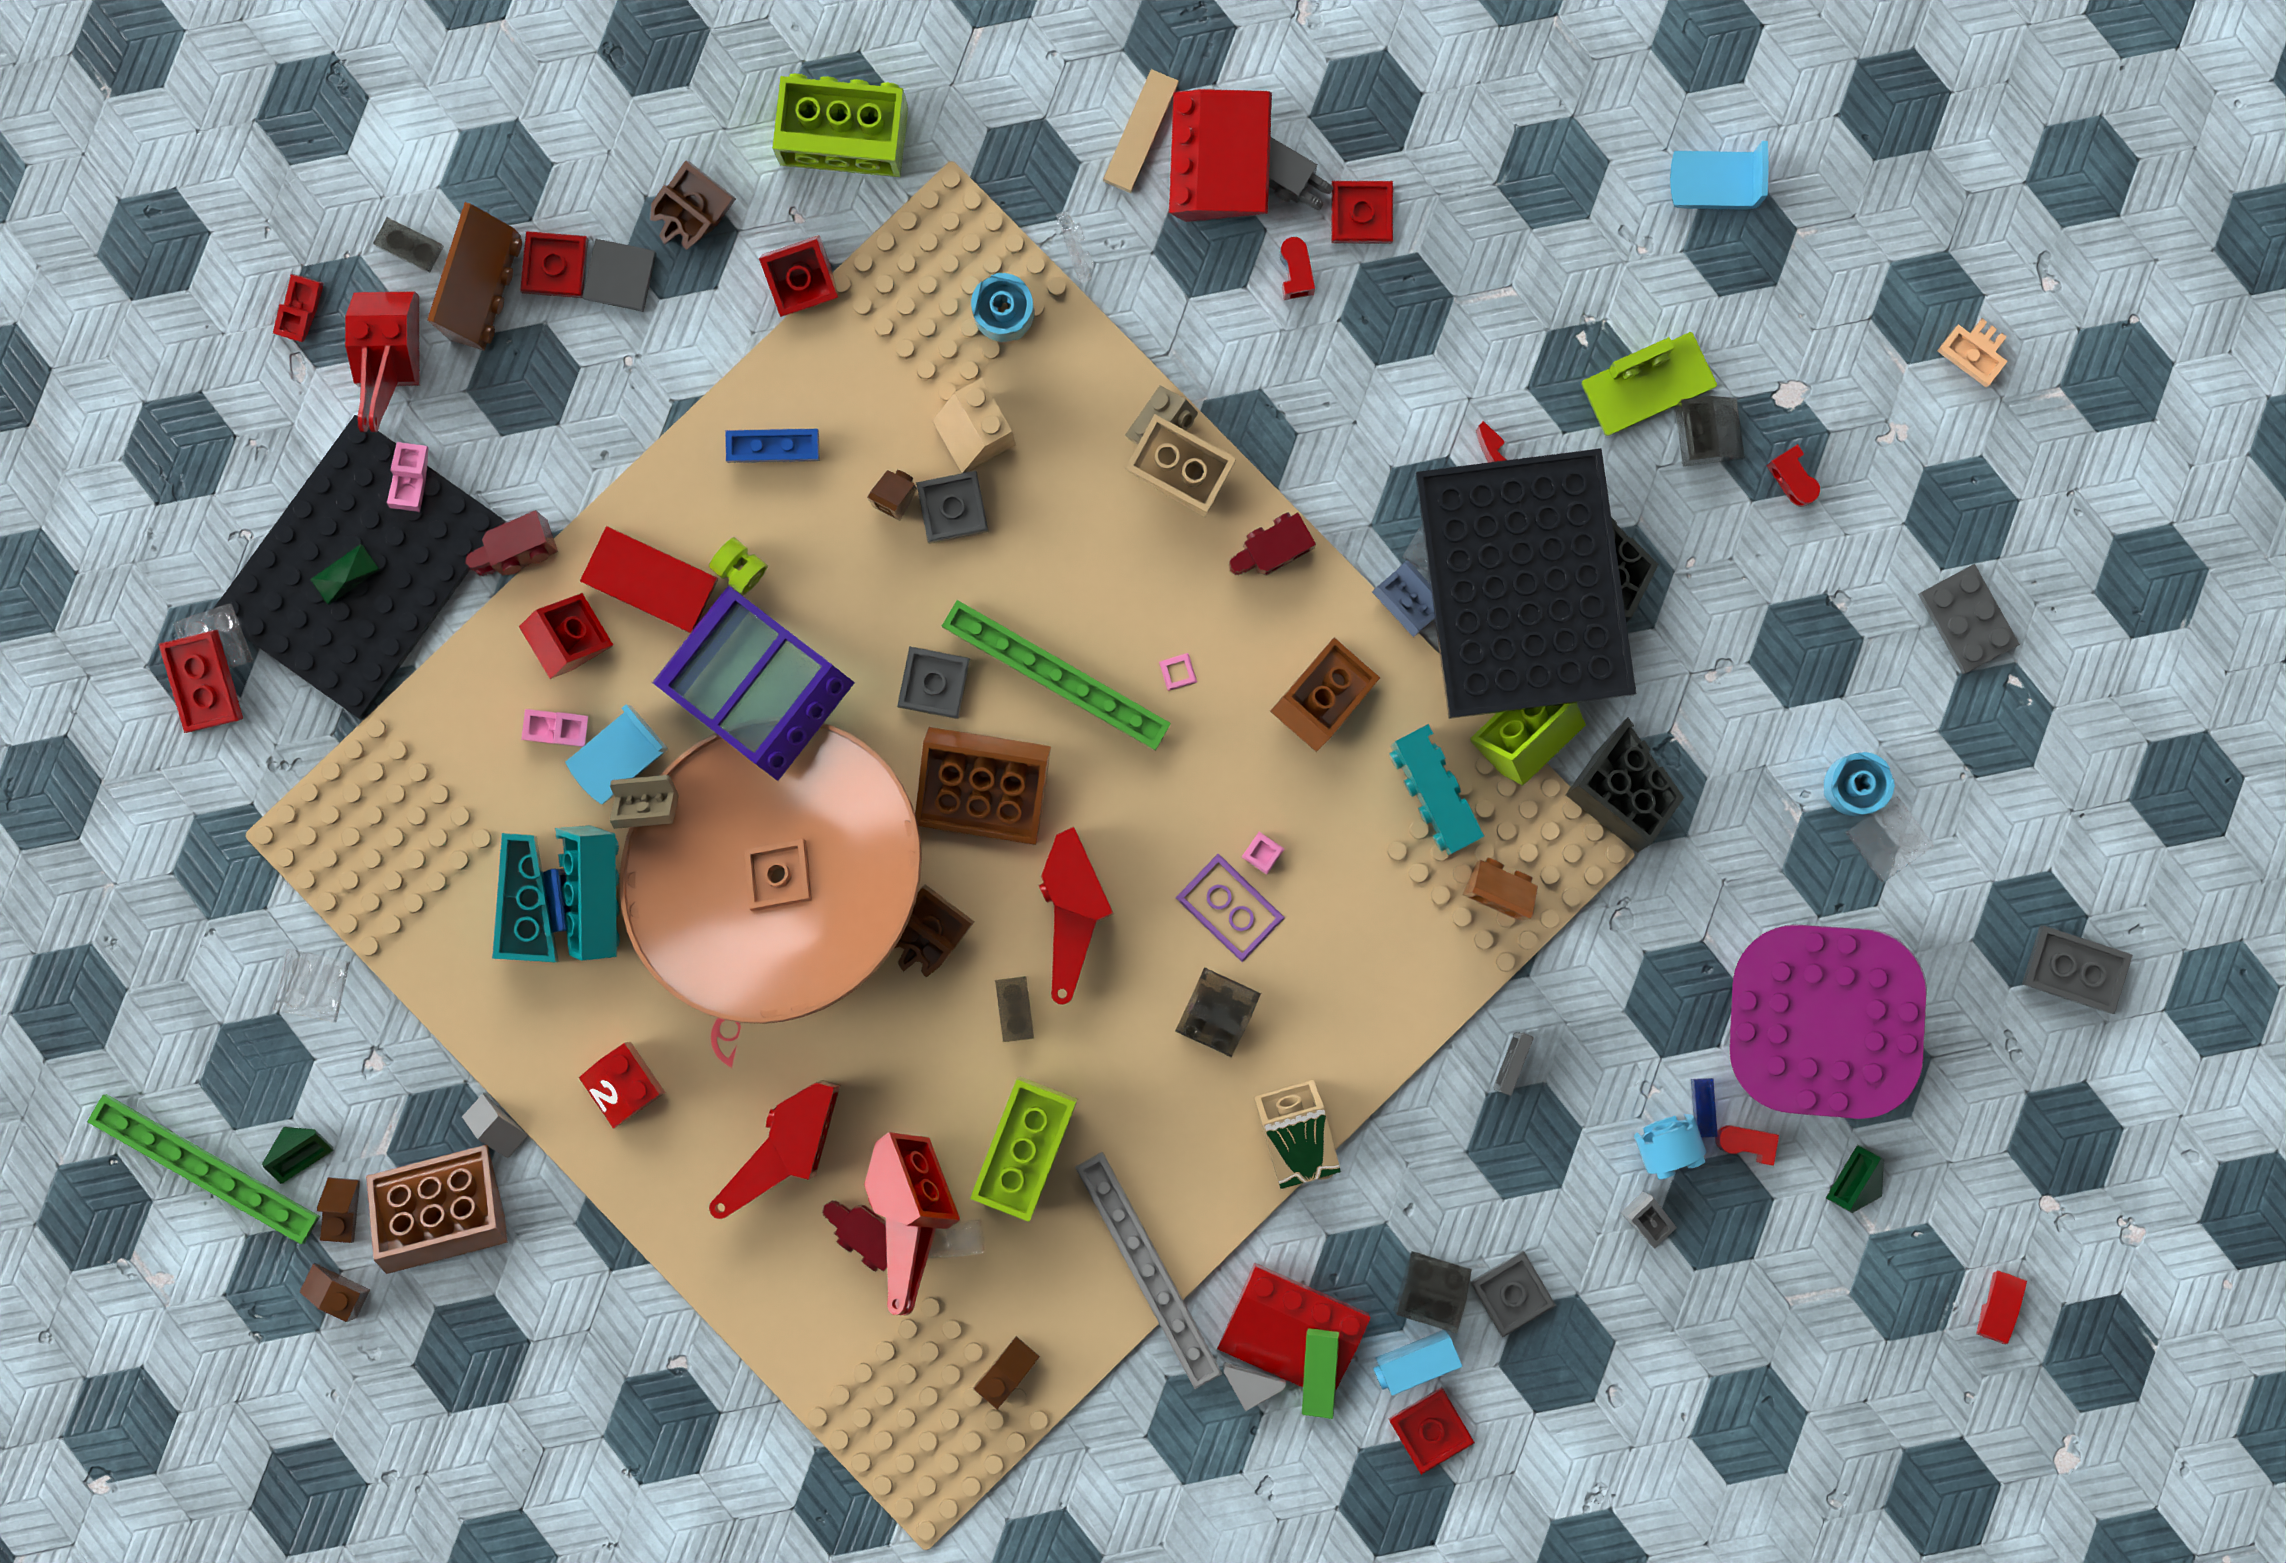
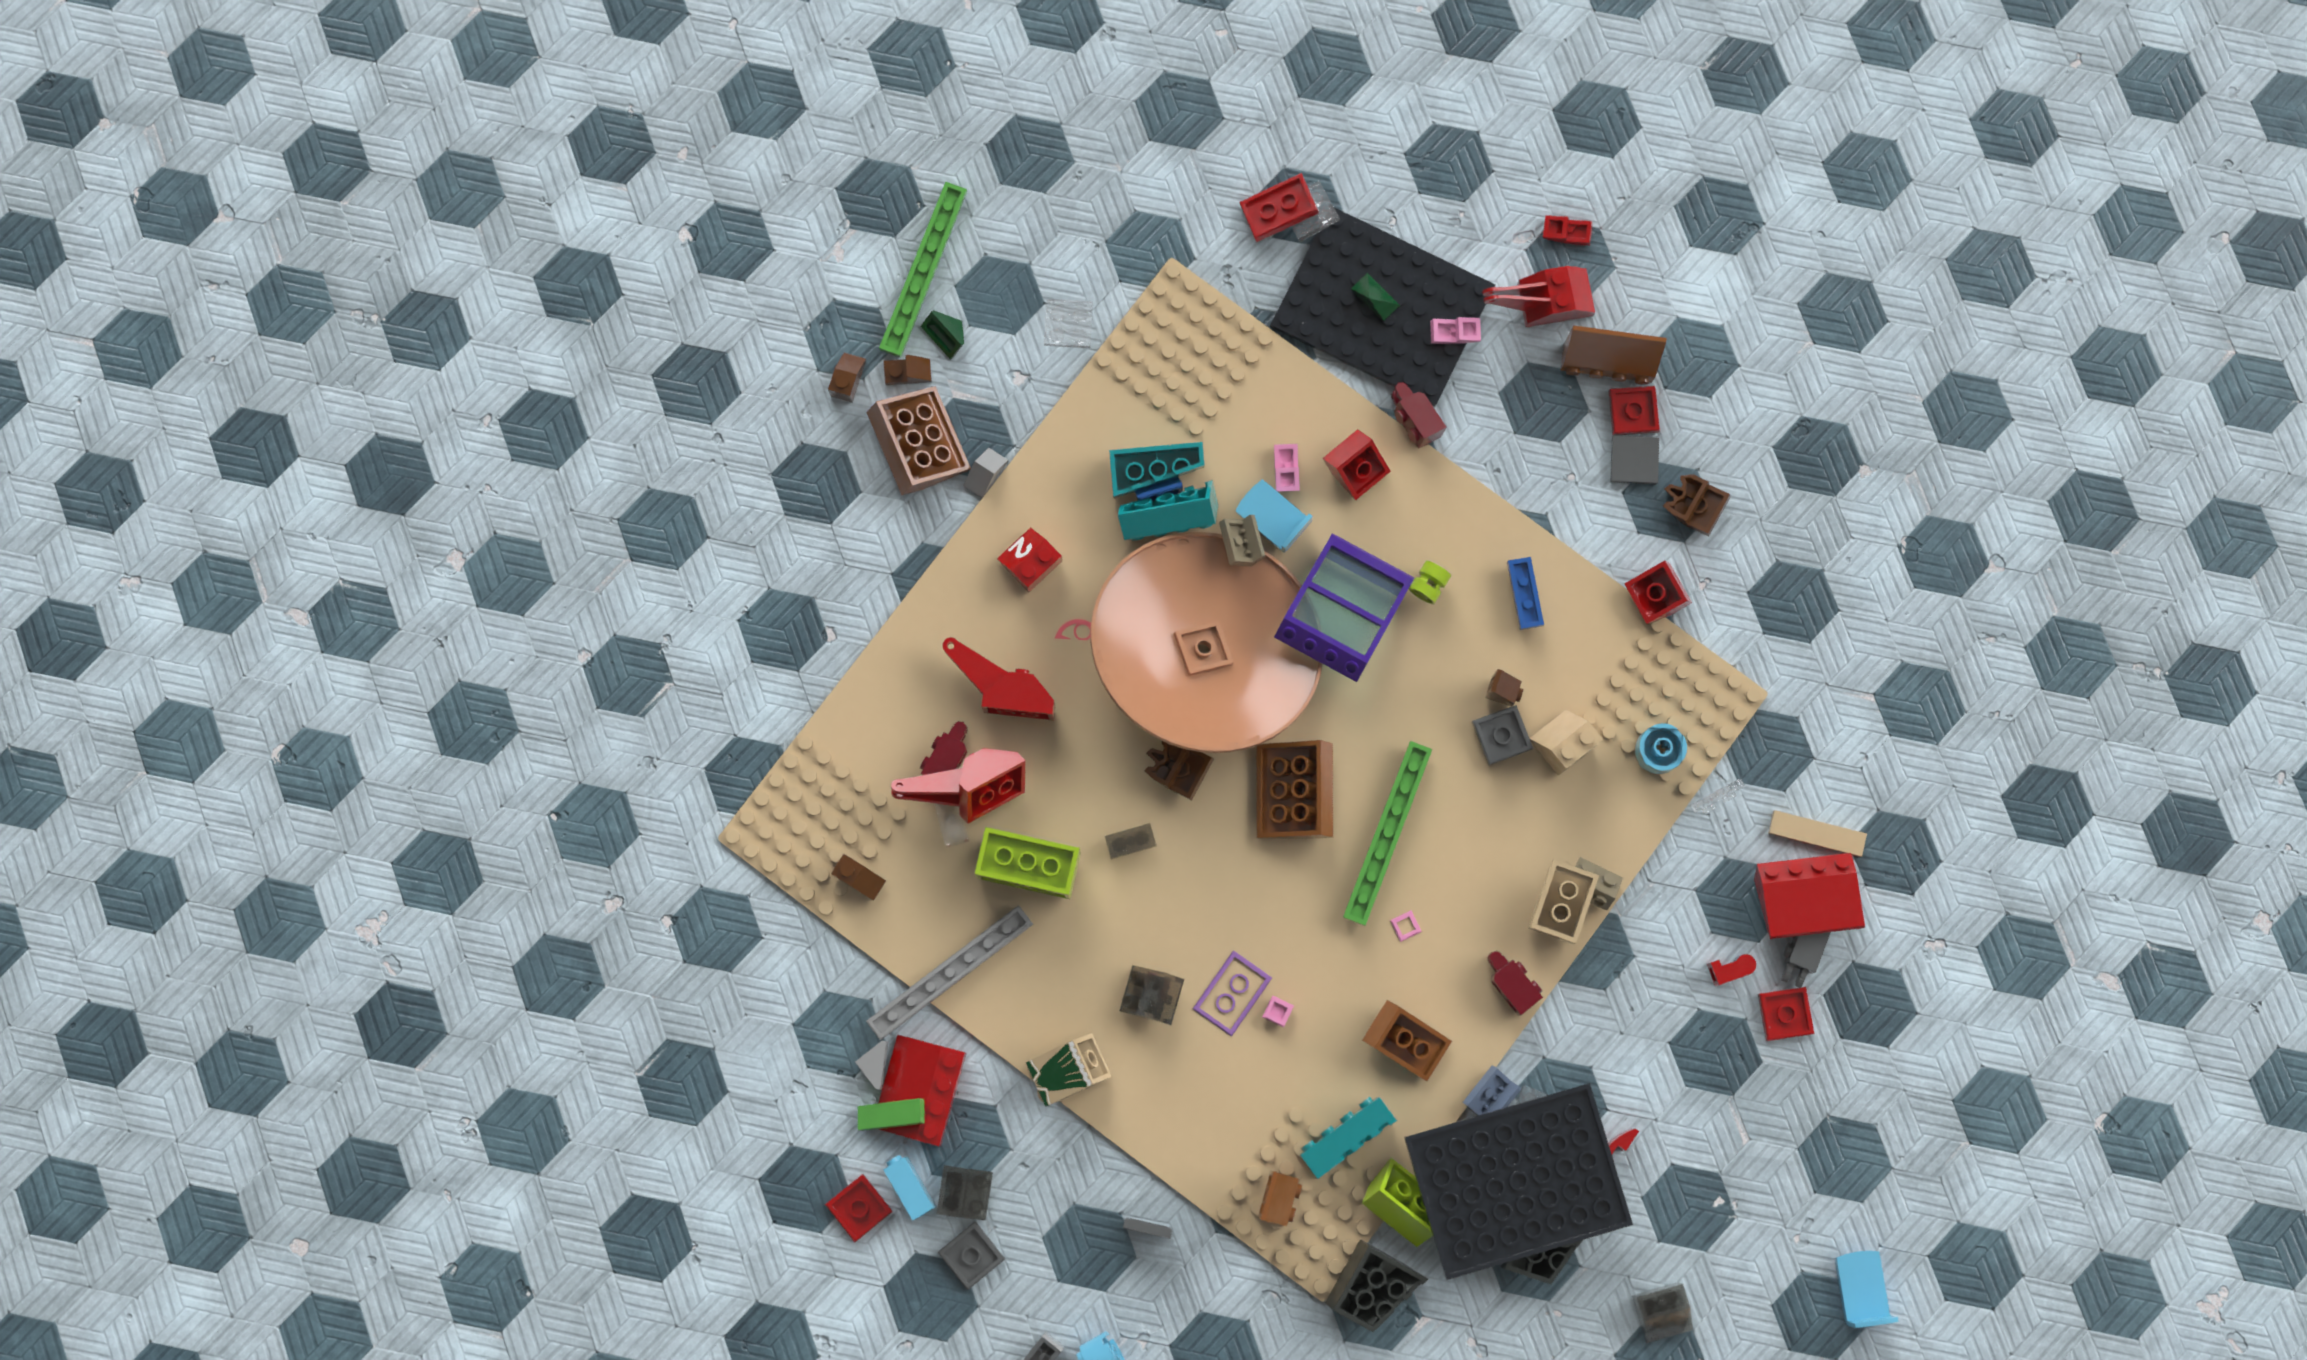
camera: 75 degrees right, 5 degrees down
(408, 245) = (1629, 302): clear smoke plate -> none
(649, 579) = (1408, 518): red tile -> none
(840, 125) = (1763, 610): lime brick -> none
(933, 682) = (1366, 742): dark grey tile -> none
(1078, 906) = (1217, 876): red slope -> none
(1648, 382) = (1692, 1258): lime bracket -> none

